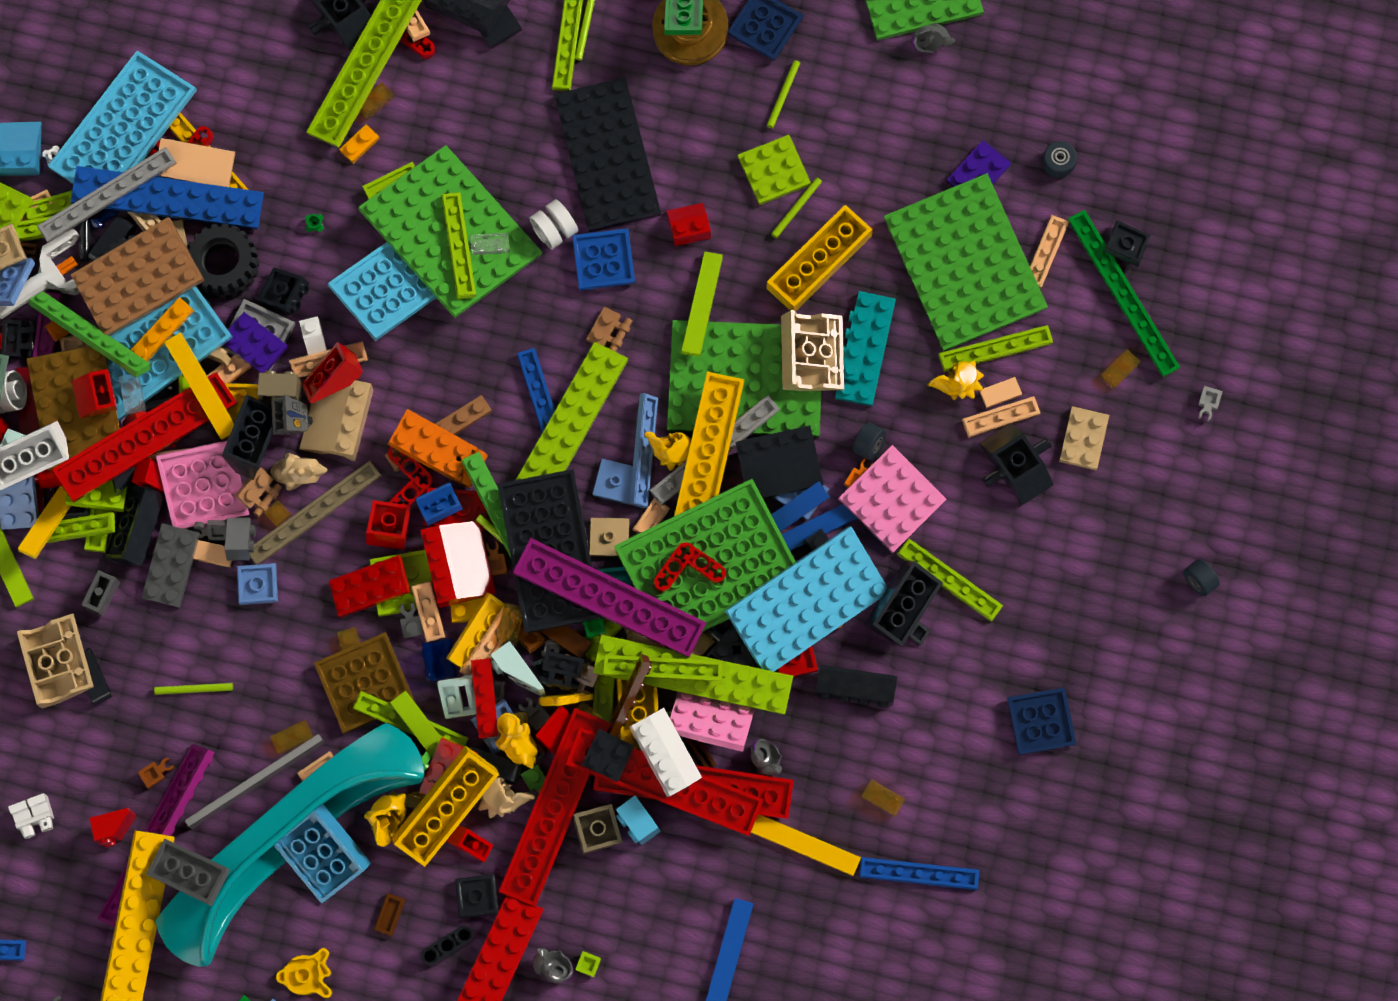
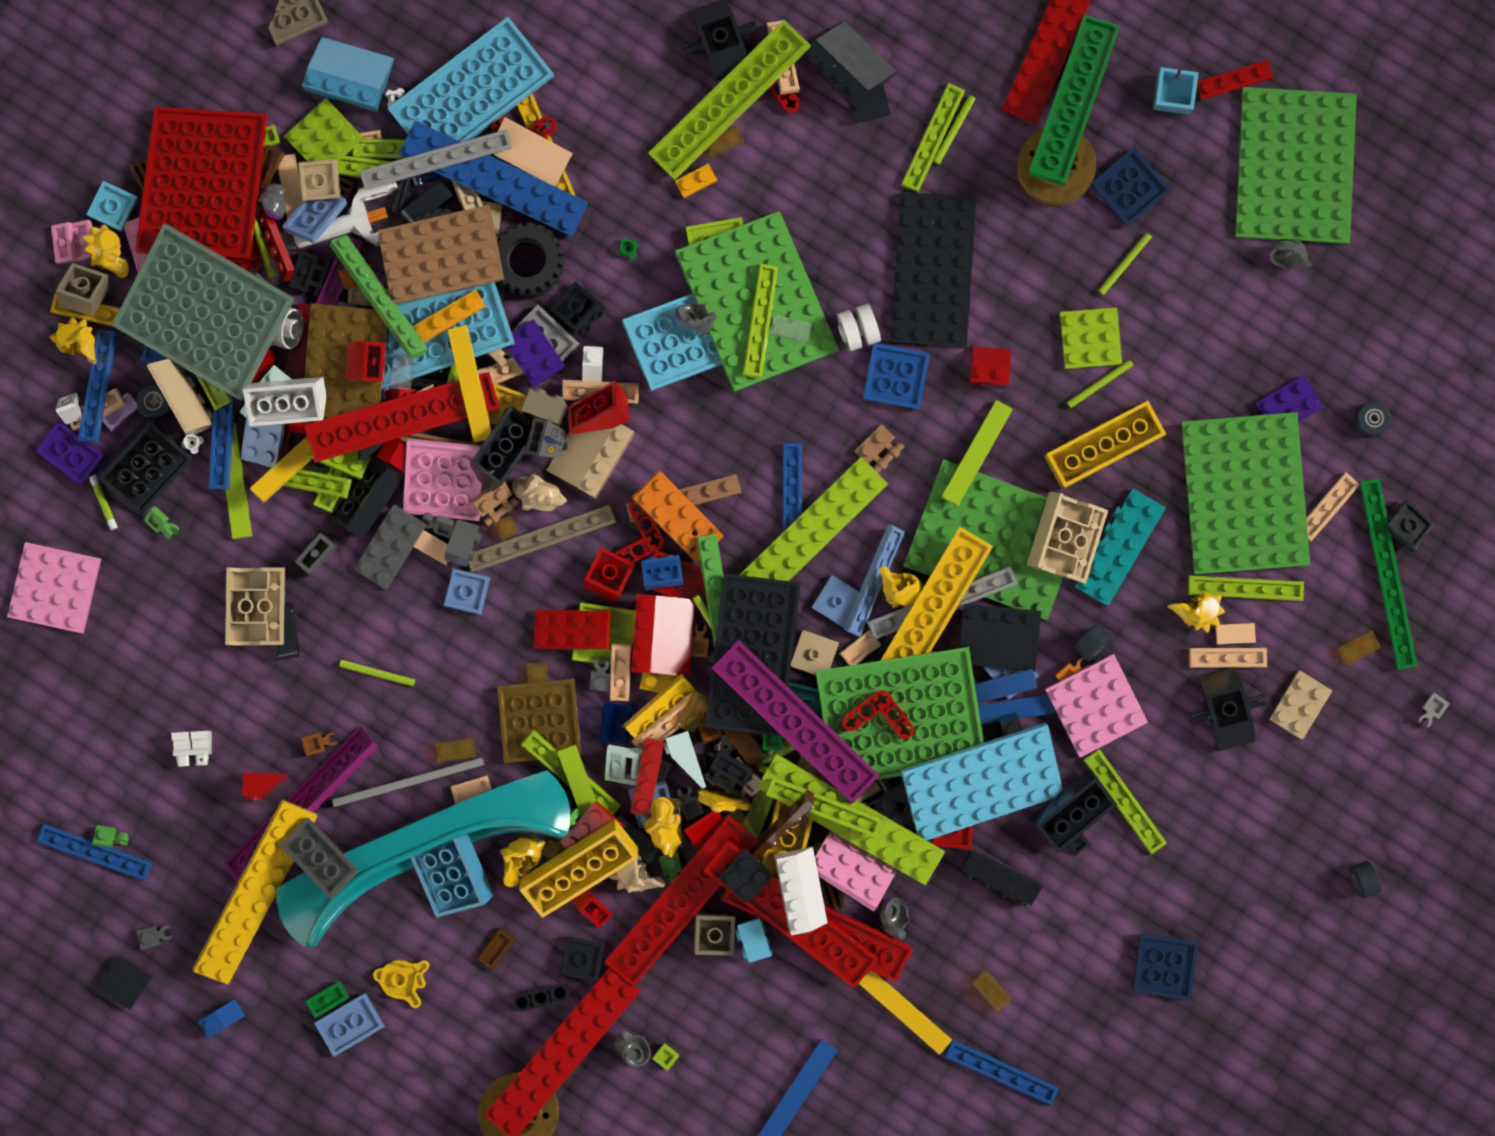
camera: 15 degrees right, 10 degrees up
(397, 259) = (695, 317): none -> dark grey hair

